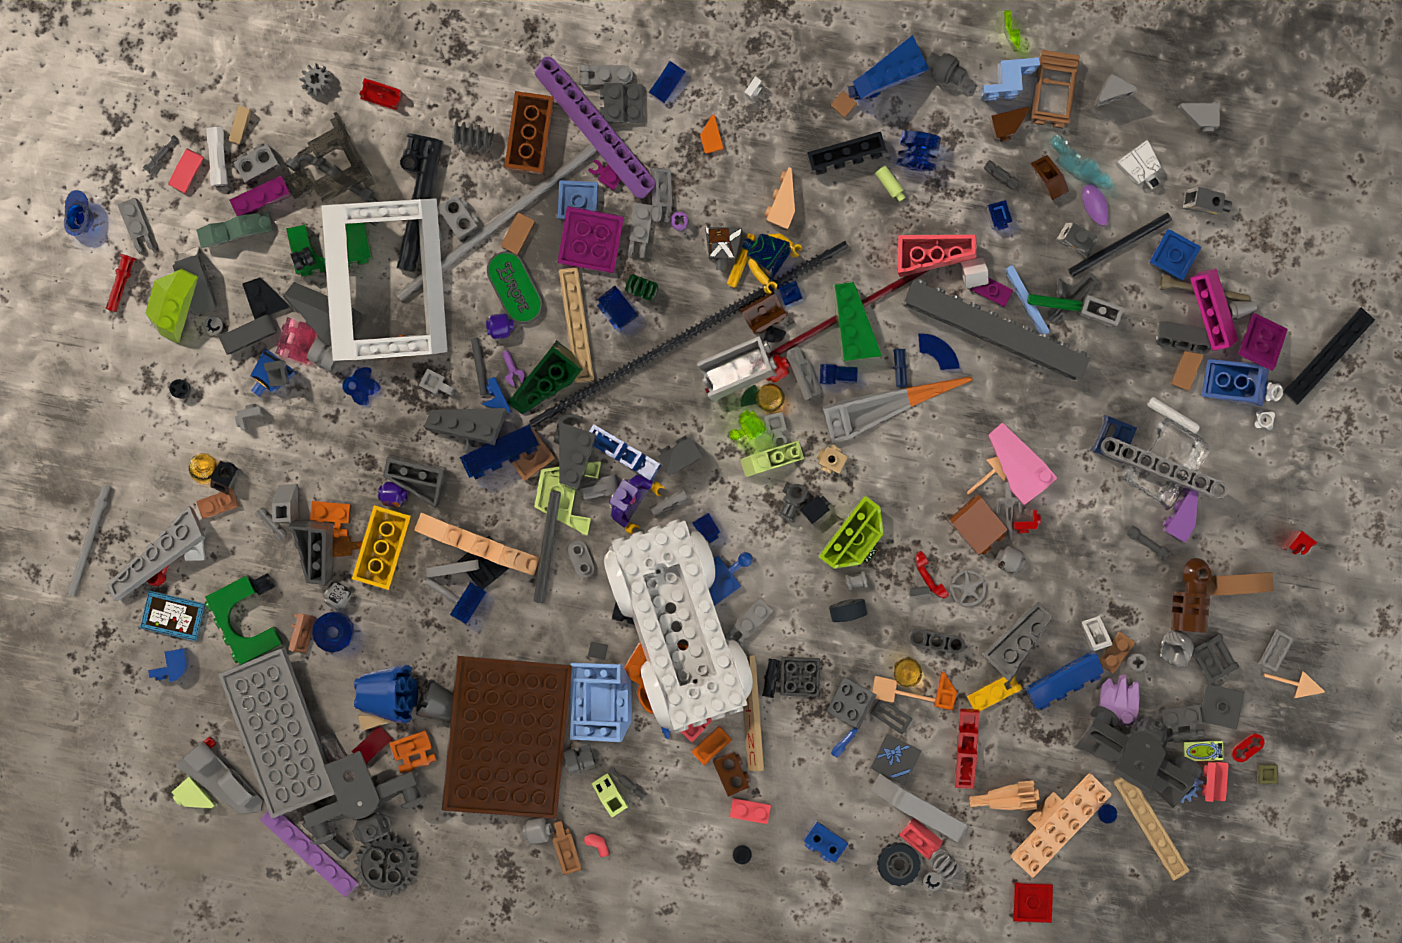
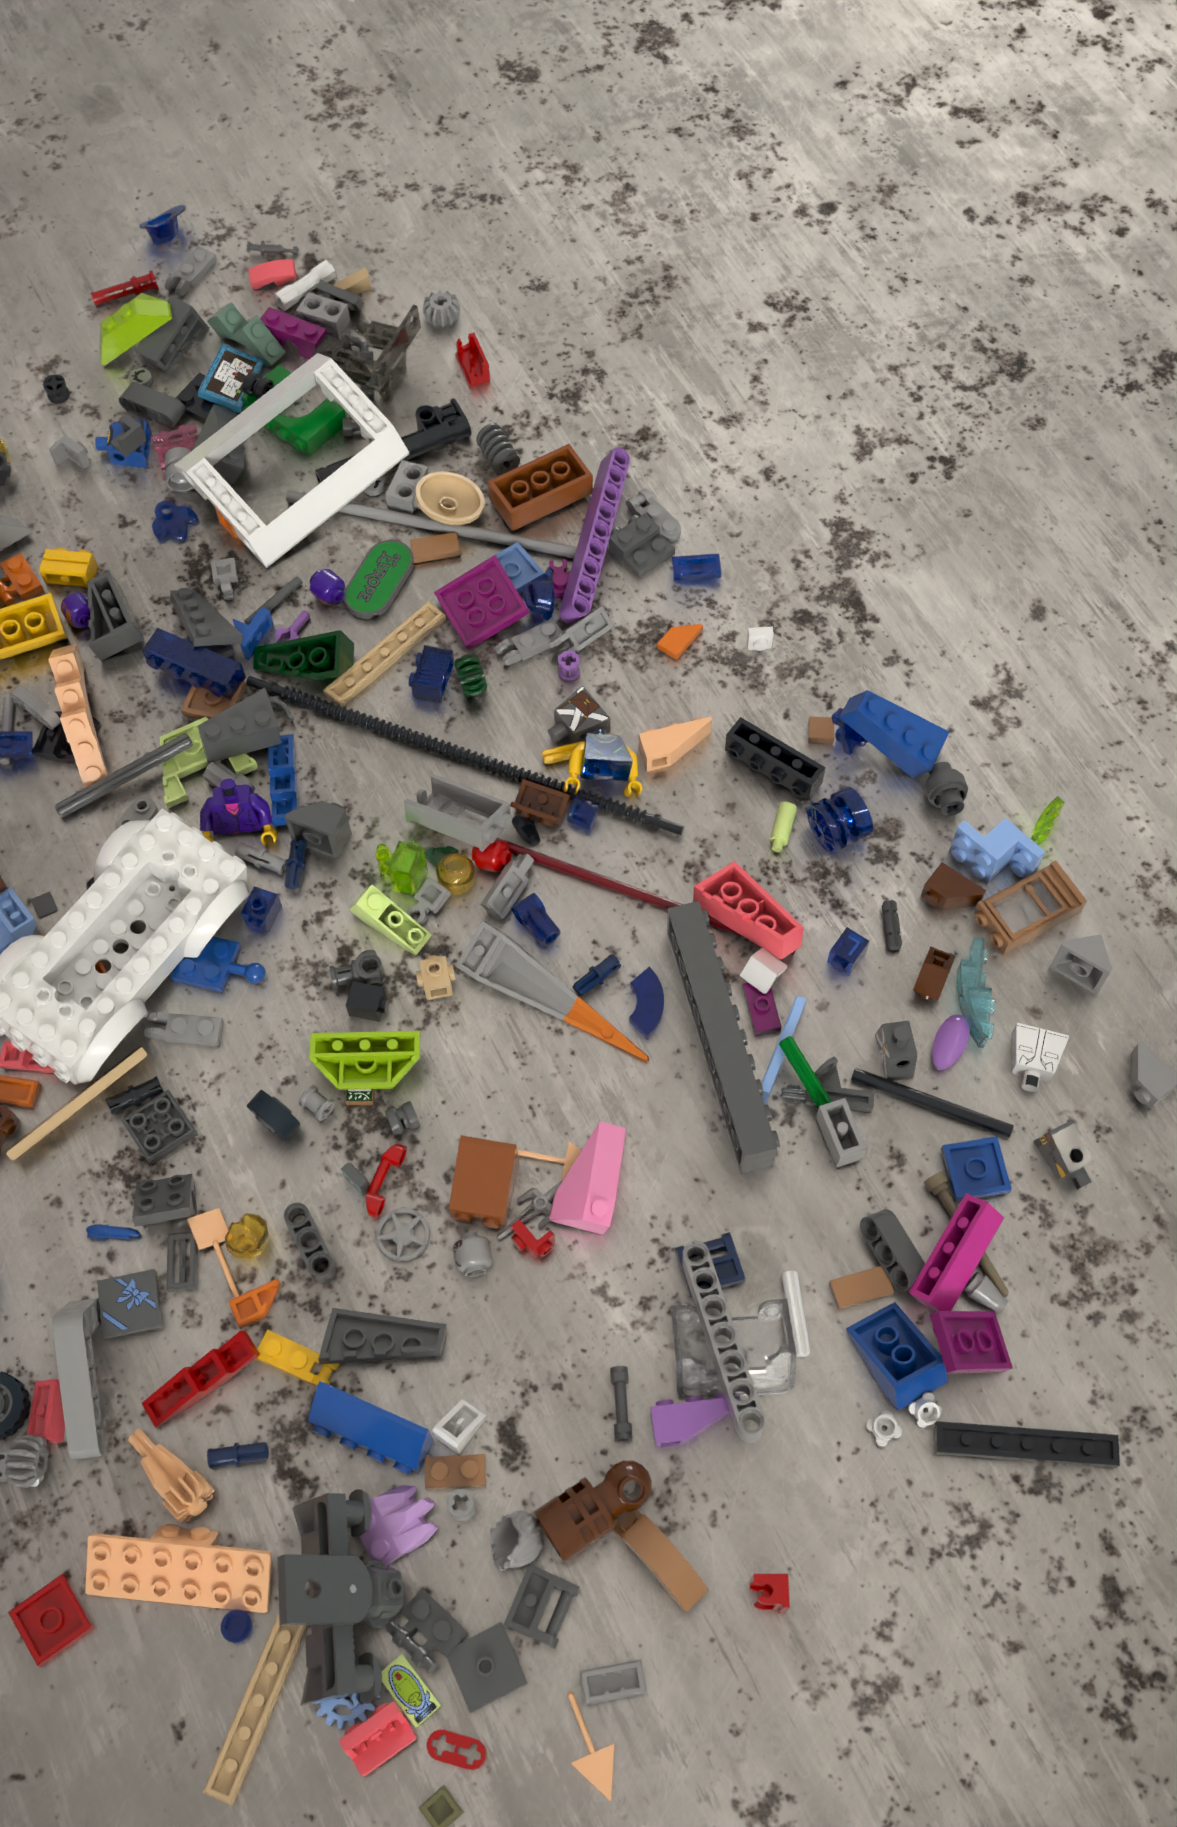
camera: 50 degrees right, 25 degrees down
(254, 138) = (338, 294): none -> dark grey plate
(266, 266) = (226, 376): none -> tile
(350, 478) = (68, 567): none -> yellow brick
(493, 188) = (449, 498): none -> tan dish
(614, 198) = (540, 595): none -> clear blue piece
(690, 487) = (295, 864): none -> dark blue axle
(853, 326) = (601, 889): green wedge -> none
(903, 540) = (408, 1116): none -> dark grey wheel
(1021, 756) = (237, 1454): none -> dark blue axle

